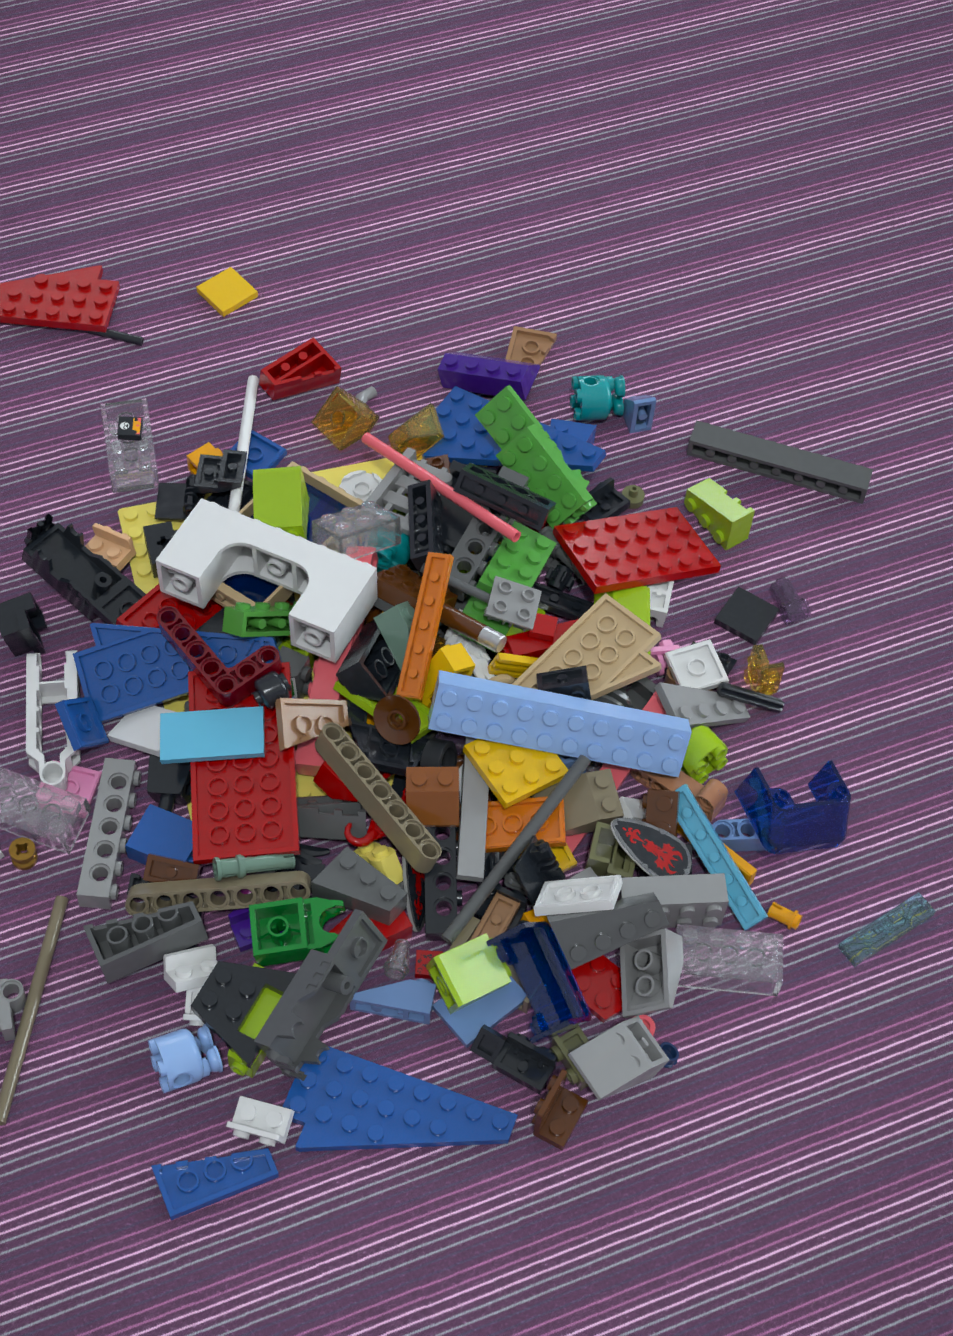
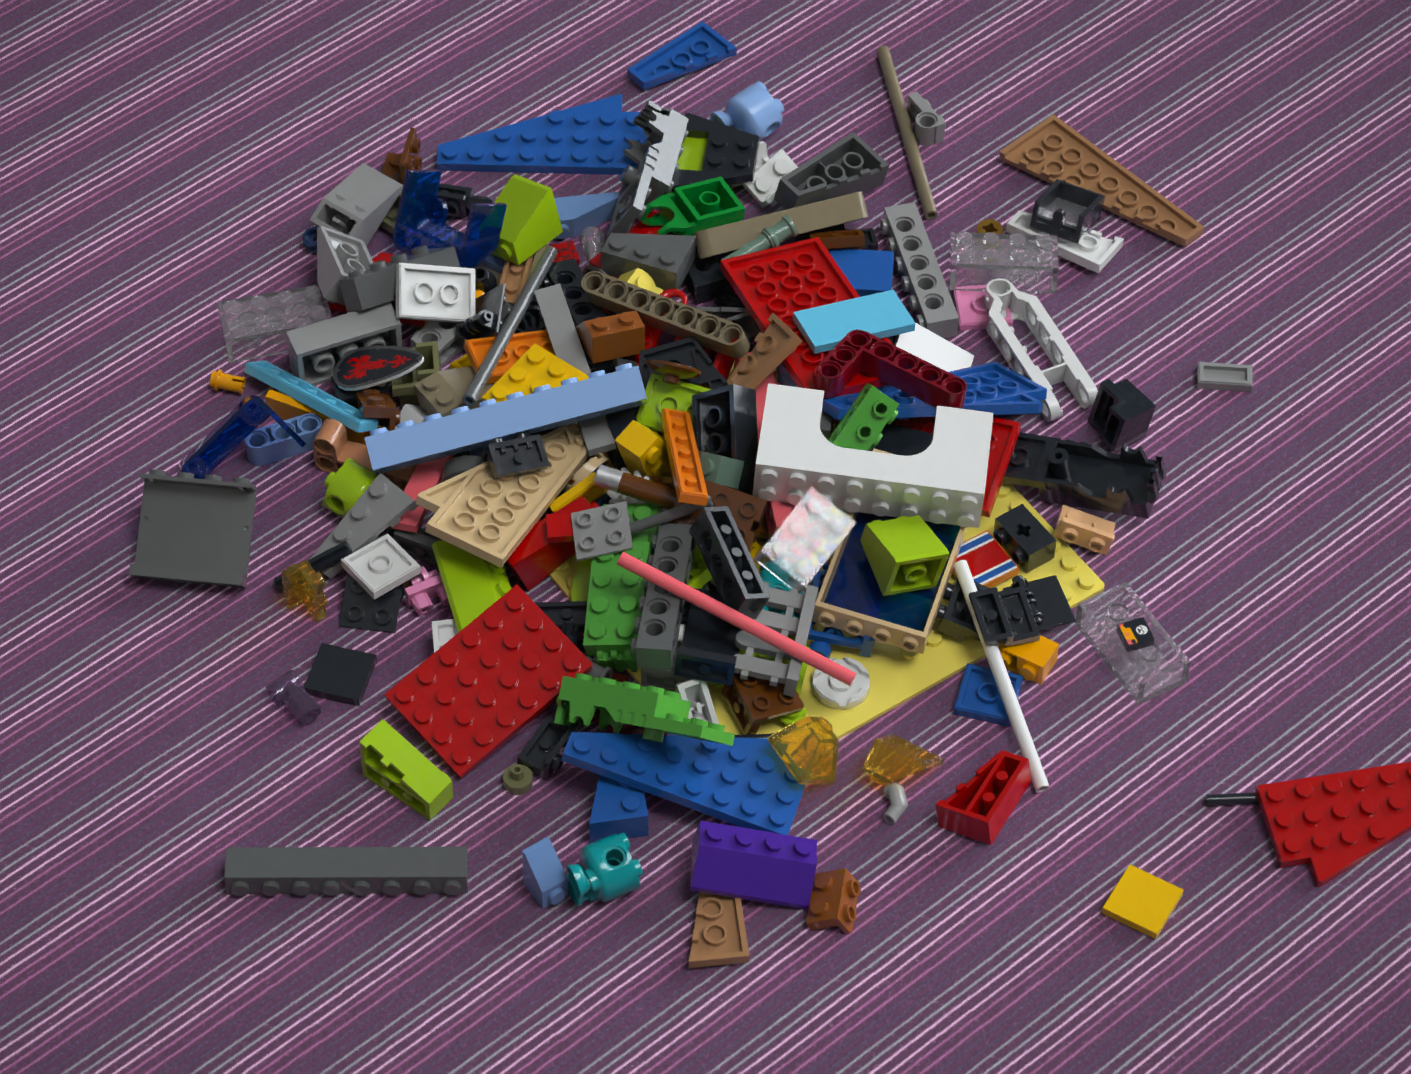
camera: 165 degrees right, 5 degrees down
(82, 723) = (998, 334): blue tile -> none
(261, 1120) = (663, 91): white bracket -> none
(270, 688) = (809, 352): black head -> none
(441, 341) = (833, 900): none -> dark orange bracket
(504, 496) = (652, 600): black fence -> none
(848, 744) = (195, 529): none -> dark grey panel
(886, 929) = (120, 403): clear light blue tile -> none

